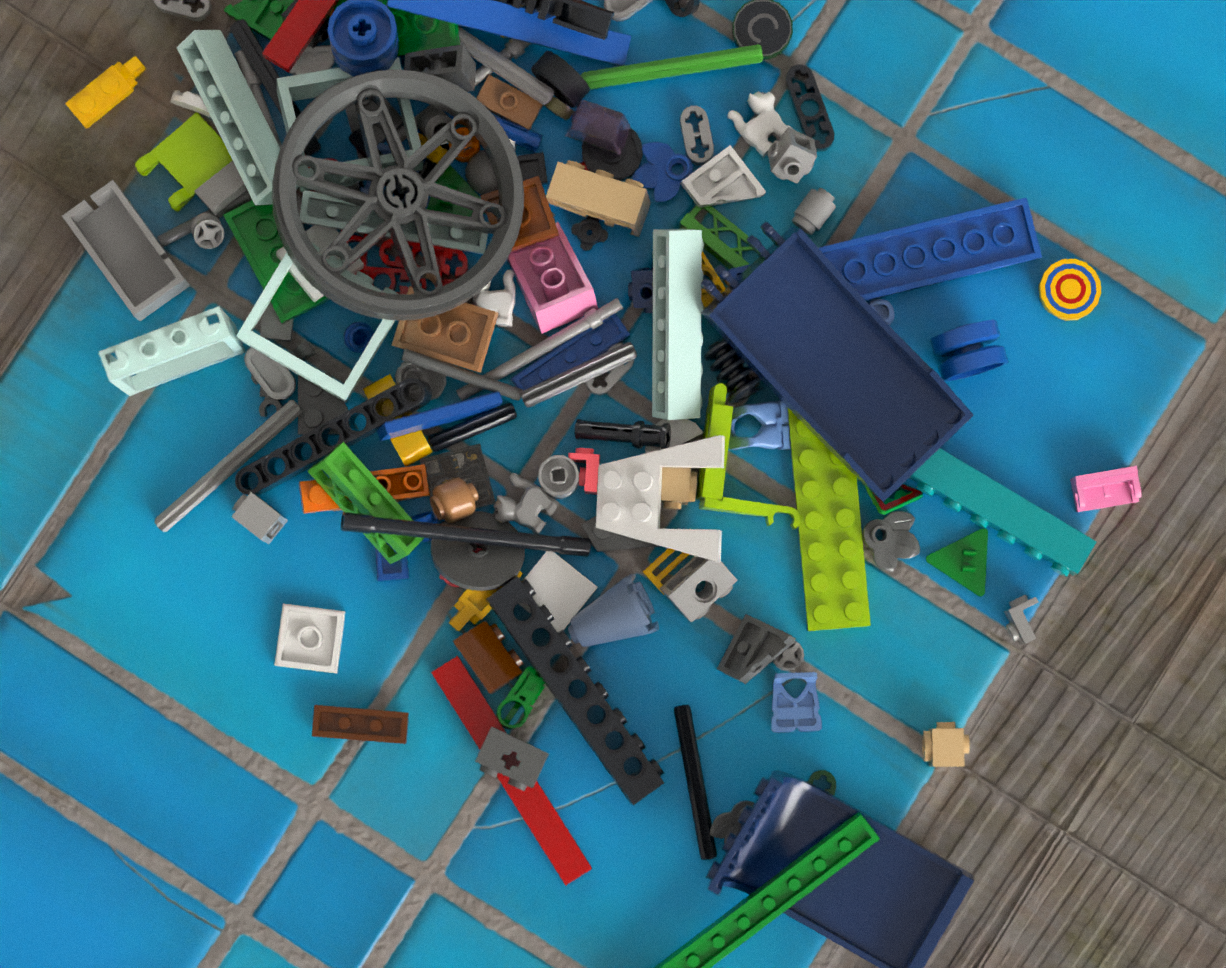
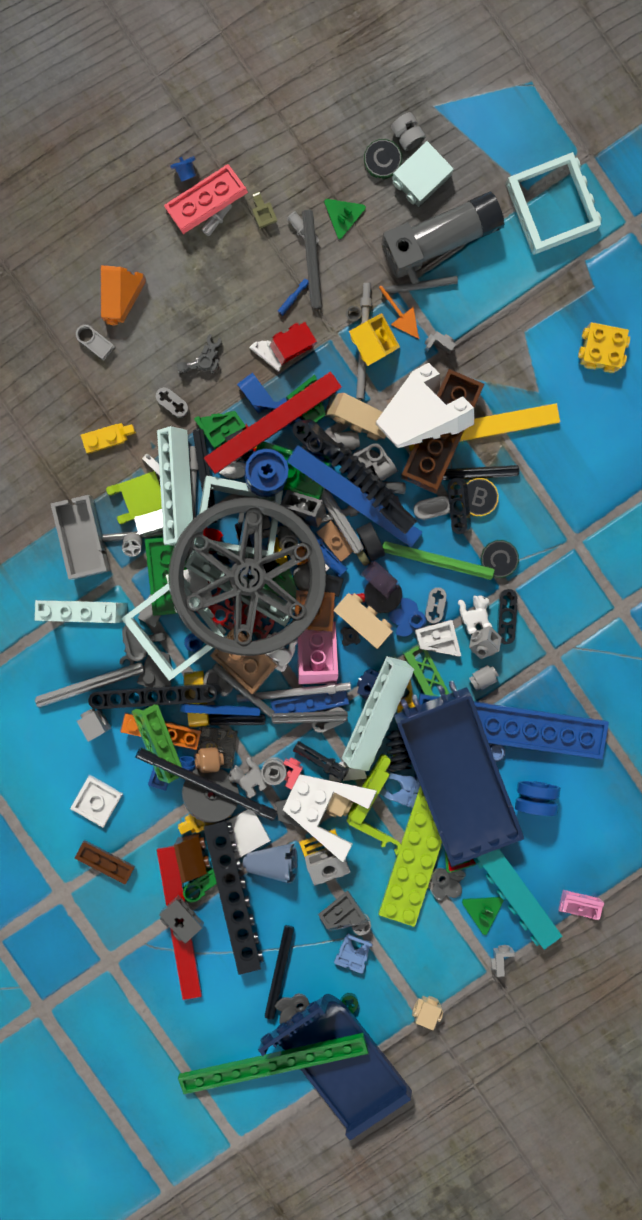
camera: 25 degrees right, 5 degrees up
(1069, 289) = (610, 783): yellow tile -> none

